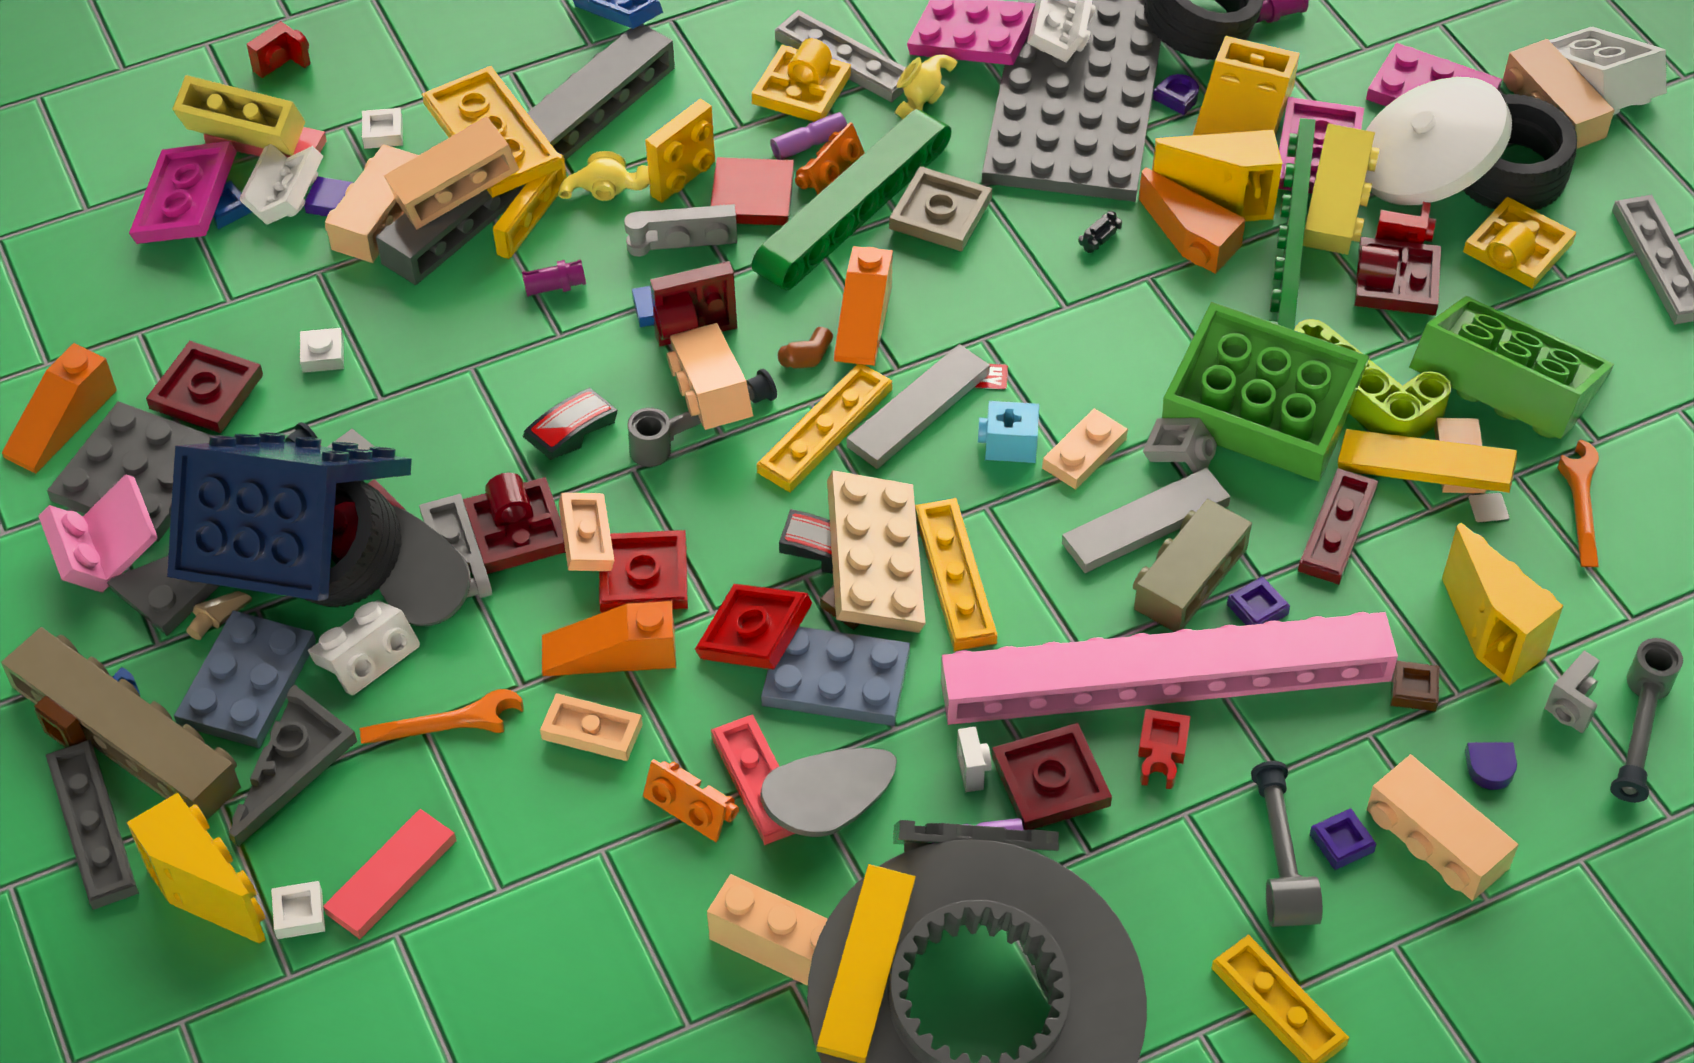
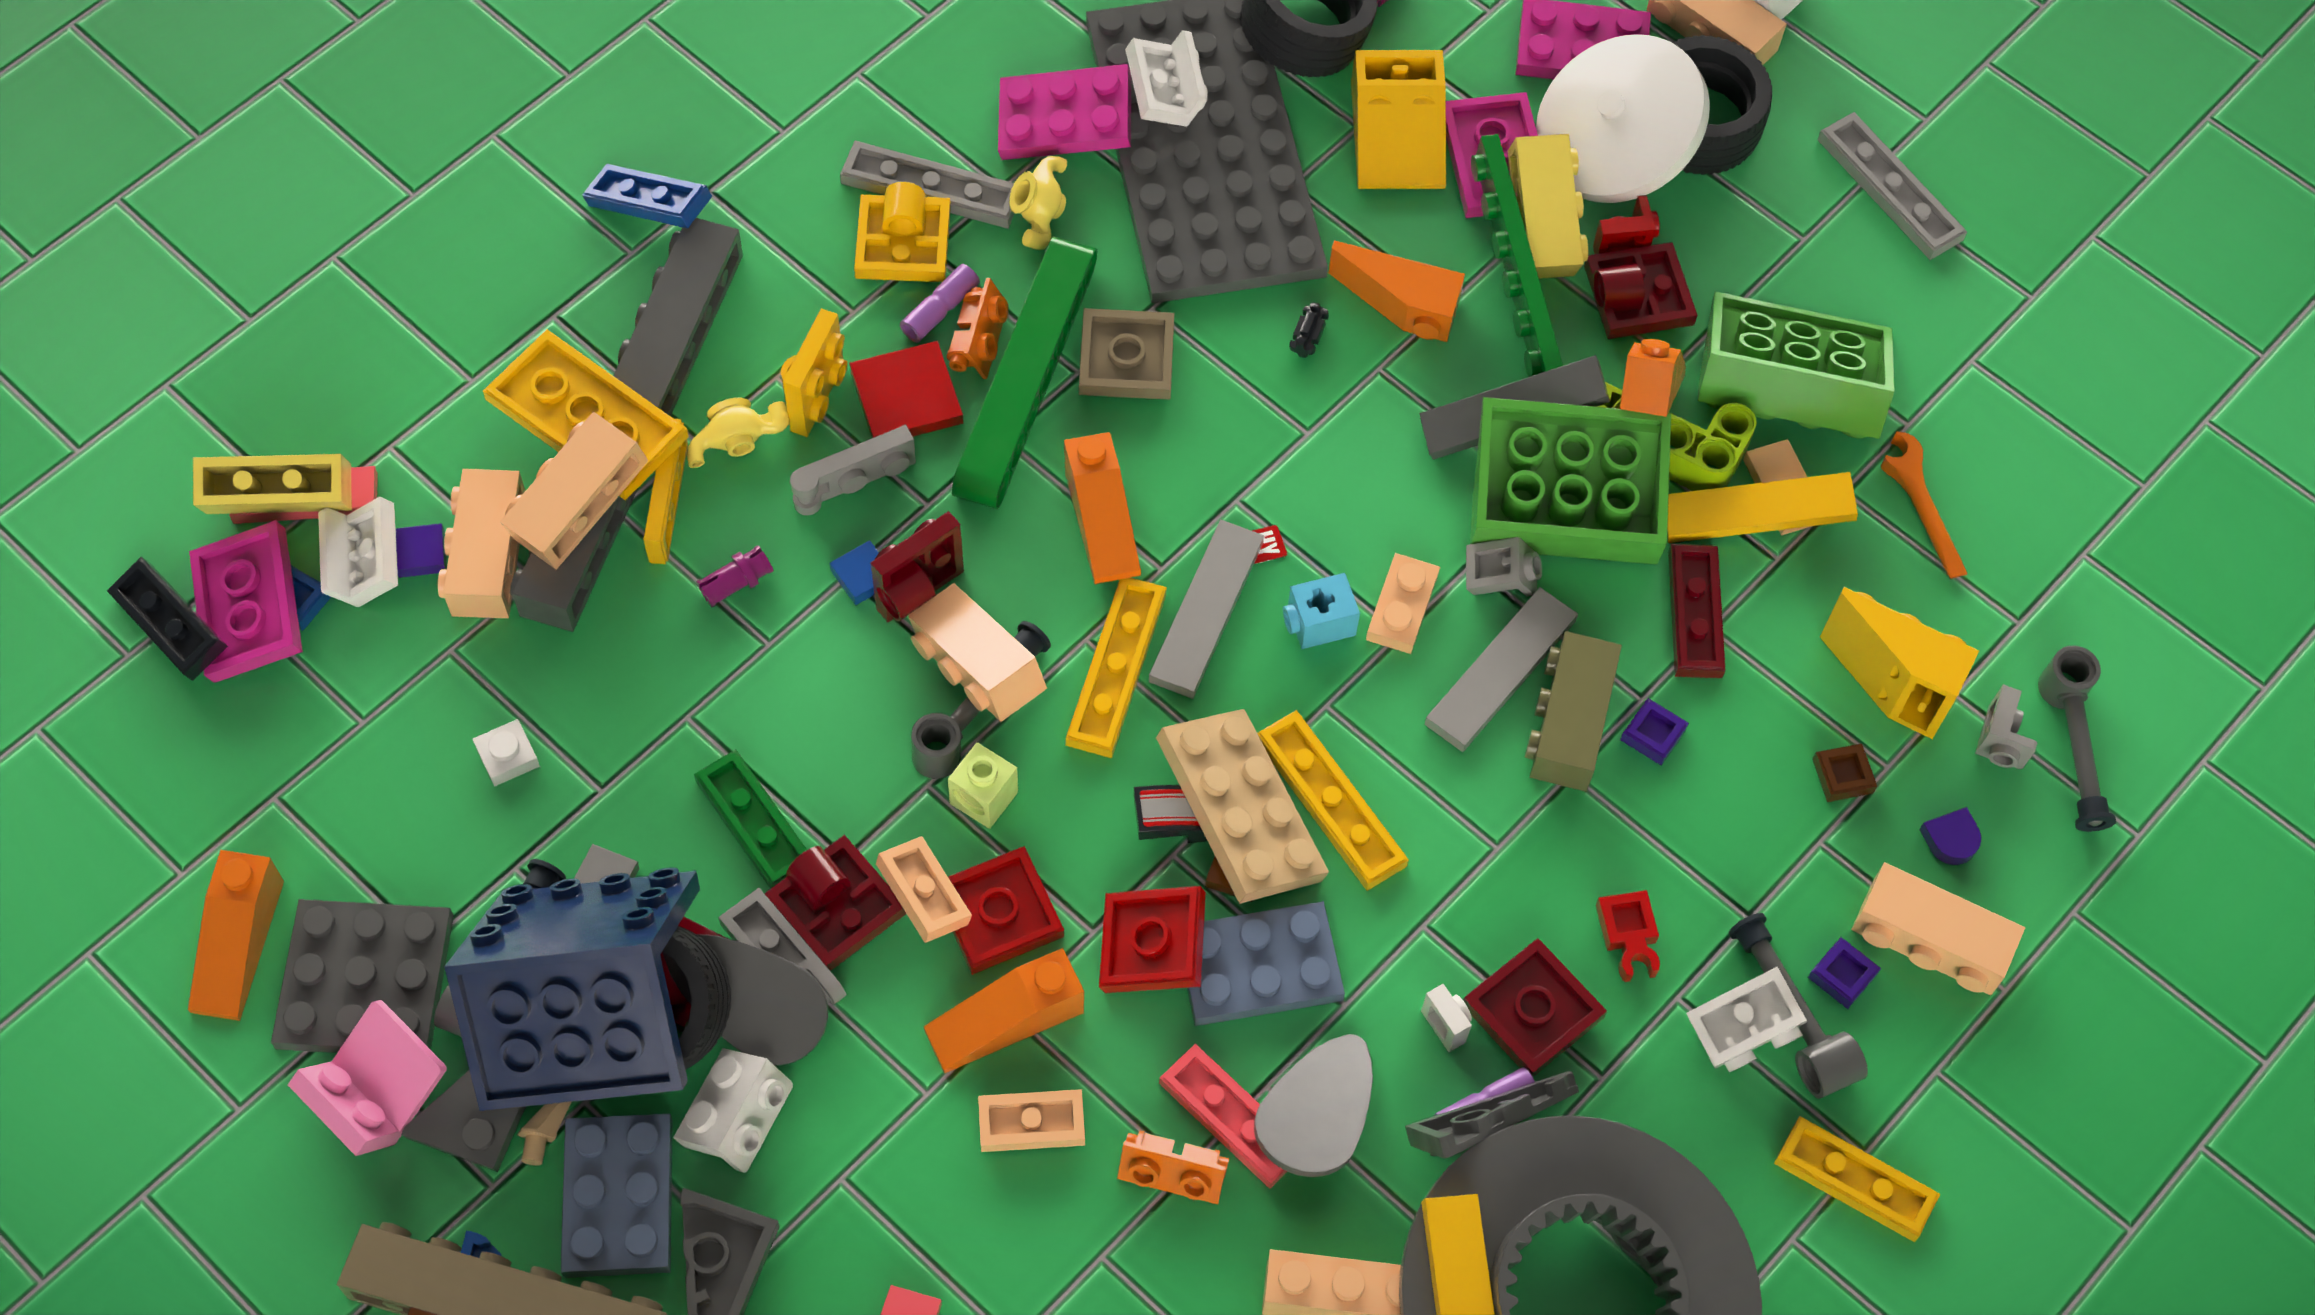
camera: 25 degrees left, 10 degrees up
(122, 188) = (167, 618): none -> black tile
(204, 386) = (393, 846): dark red plate -> none
(277, 47) = (262, 370): red bracket -> none
(382, 127) = (442, 440): white plate -> none
(480, 715) = (897, 1148): orange piece -> none
(481, 441) = (750, 816): none -> green tile
(566, 423) = (837, 755): slope -> none
(671, 474) = (983, 785): none -> yellowish green brick
(806, 353) = (1058, 582): dark orange arm -> none
(1167, 667) = (1595, 841): bright pink brick -> none
(1177, 93) = (1317, 126): dark purple tile -> none
(1227, 168) = (1426, 222): yellow slope -> none
(1232, 841) = (1748, 1019): none -> white bracket
(1298, 313) = (1458, 423): none -> dark grey tile
(1367, 324) = (1652, 377): none -> orange slope
(1488, 507) = (1833, 539): white sticker -> none
(1519, 242) = (1746, 211): yellow plate -> none

